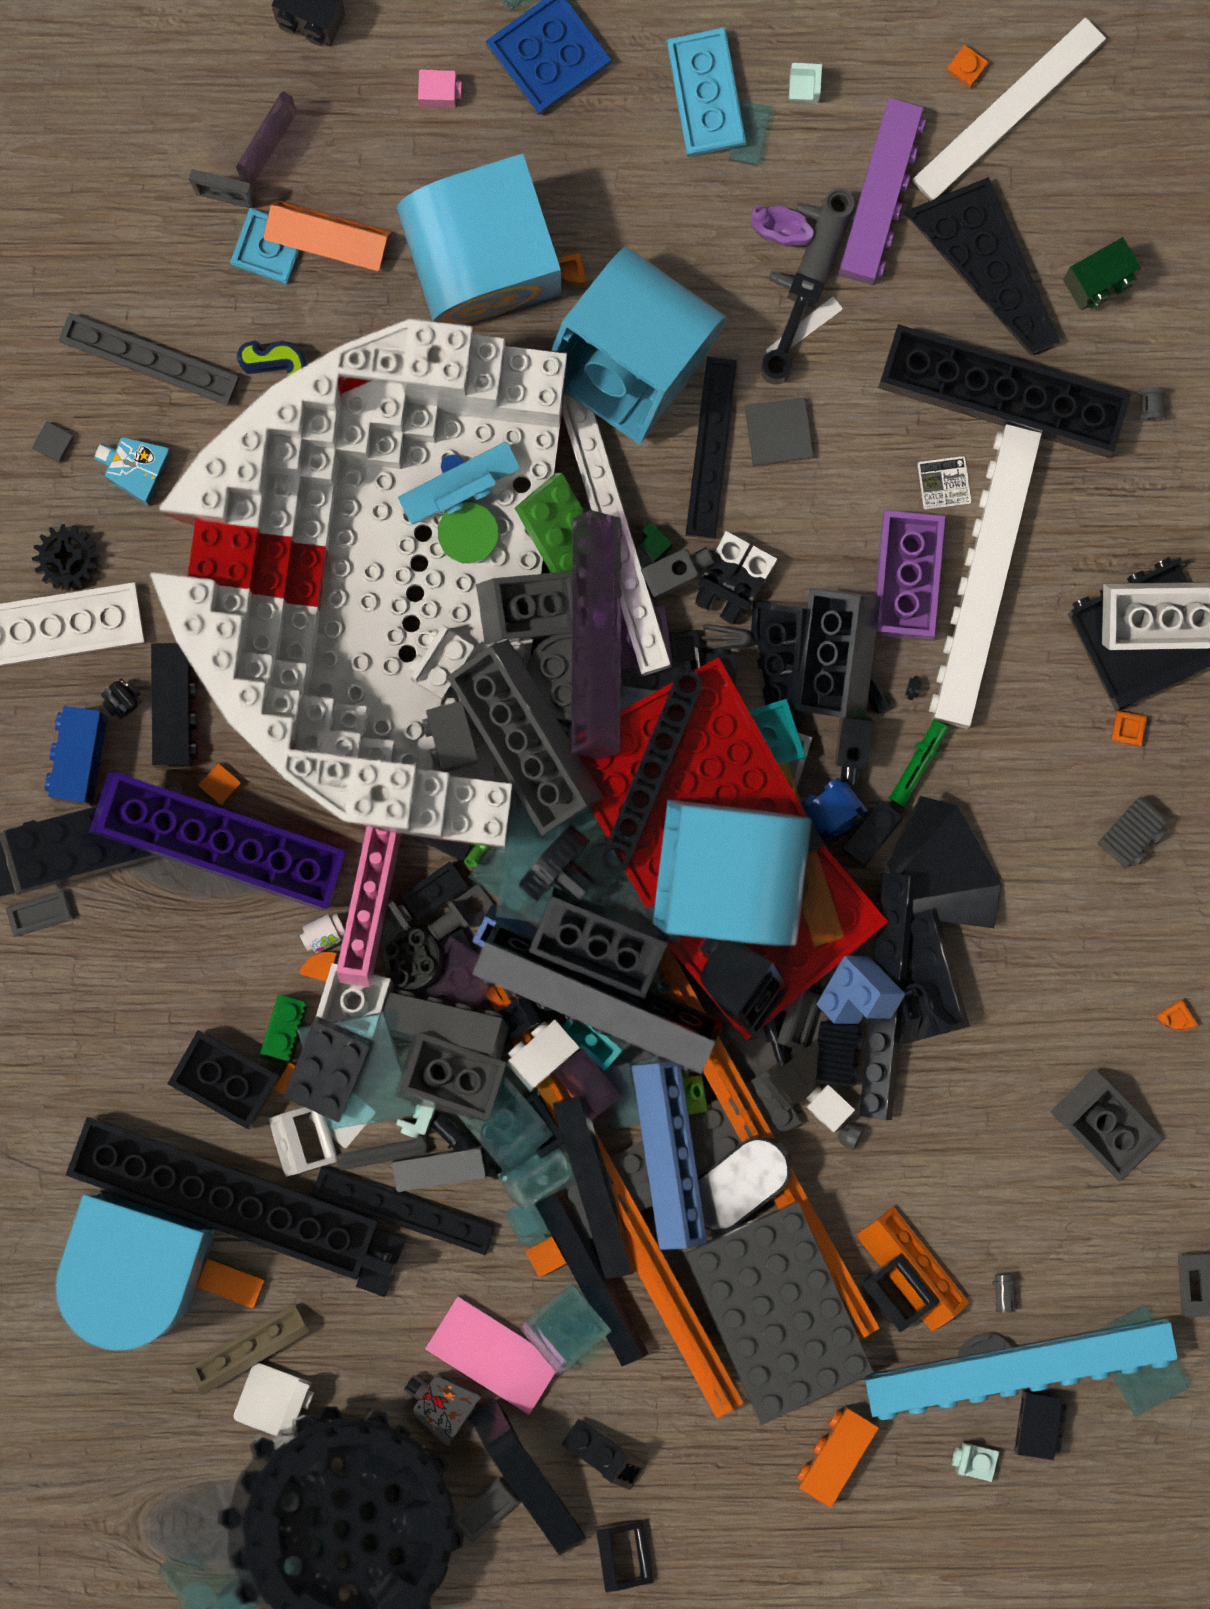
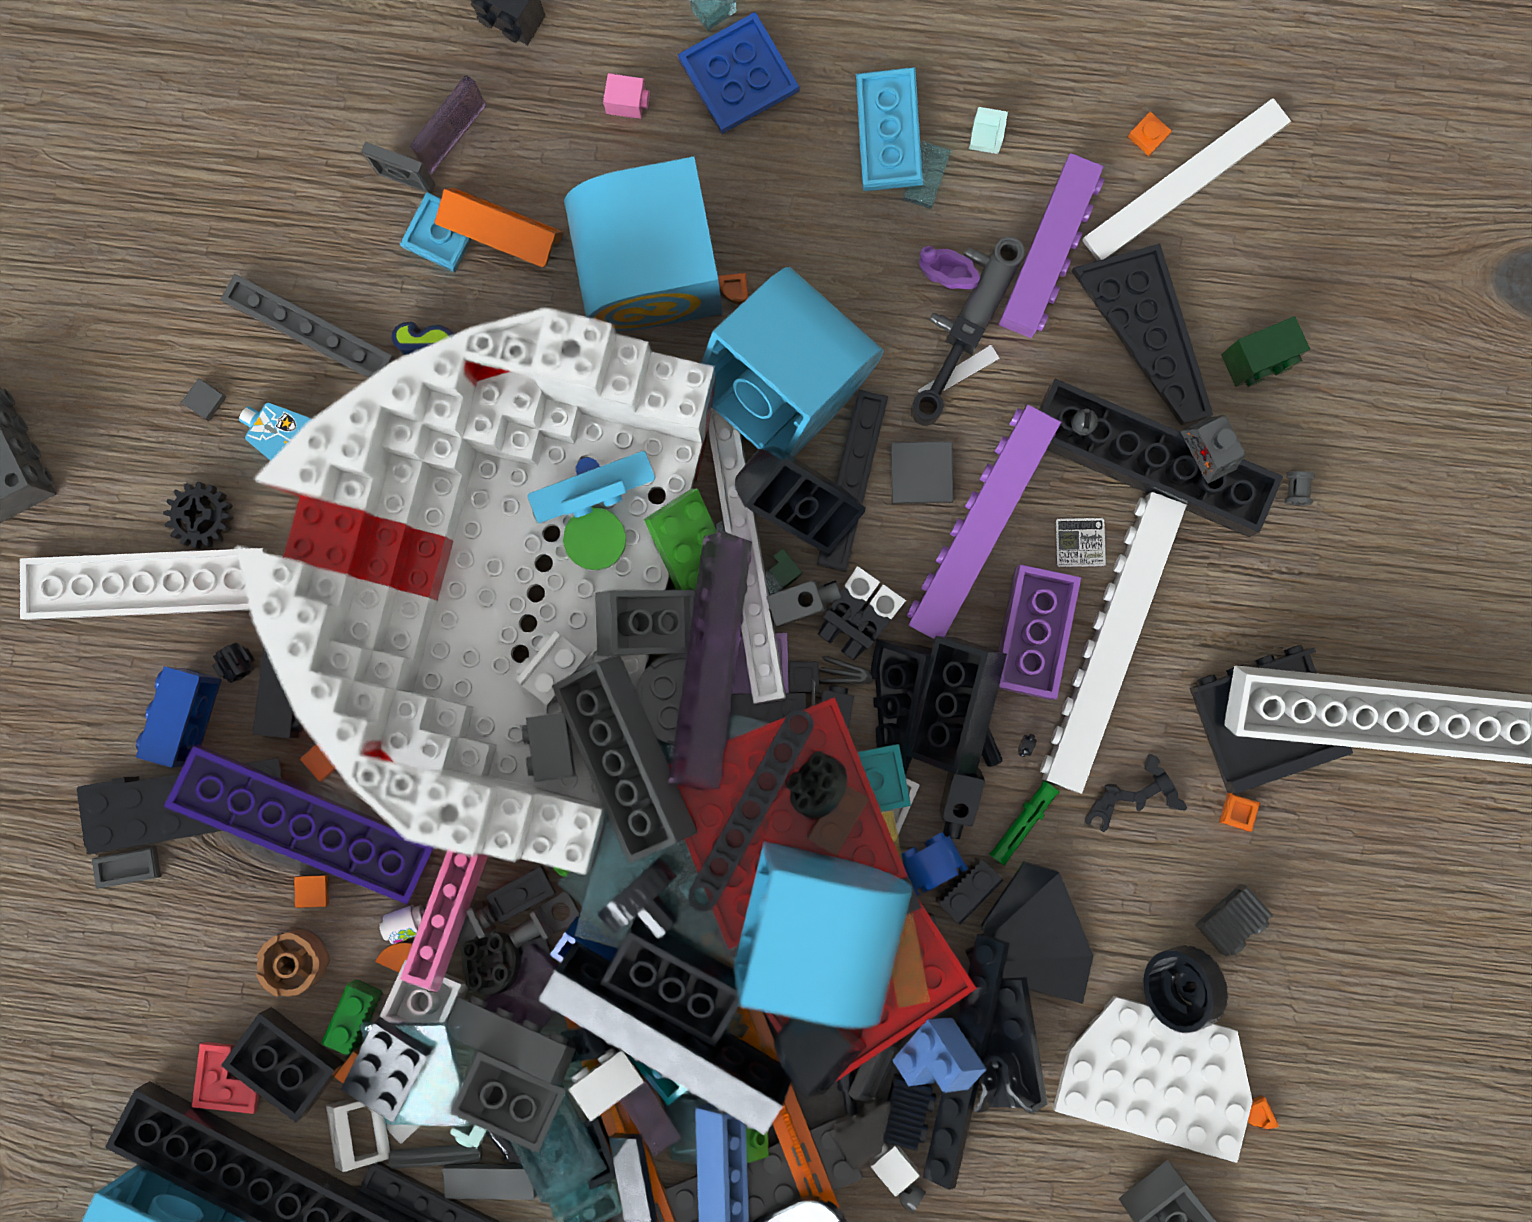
camera: 15 degrees right, 0 degrees up
(157, 1111) = (215, 1085): none -> coral plate
(201, 981) = (276, 954): none -> medium nougat brick
(226, 913) = (311, 891): none -> orange tile
(660, 470) = (797, 498): none -> black hips
(712, 739) = (817, 786): none -> pearl dark grey tile
(735, 768) = (835, 827): none -> reddish brown brick
(844, 473) = (984, 521): none -> medium lavender brick
(924, 364) = (1078, 422): none -> dark grey hinge
(996, 738) = (1105, 805): none -> black piece
(1058, 374) = (1214, 447): none -> dark grey torso
(1078, 994) = (1158, 1081): none -> white plate
(1102, 895) = (1198, 982): none -> black piece

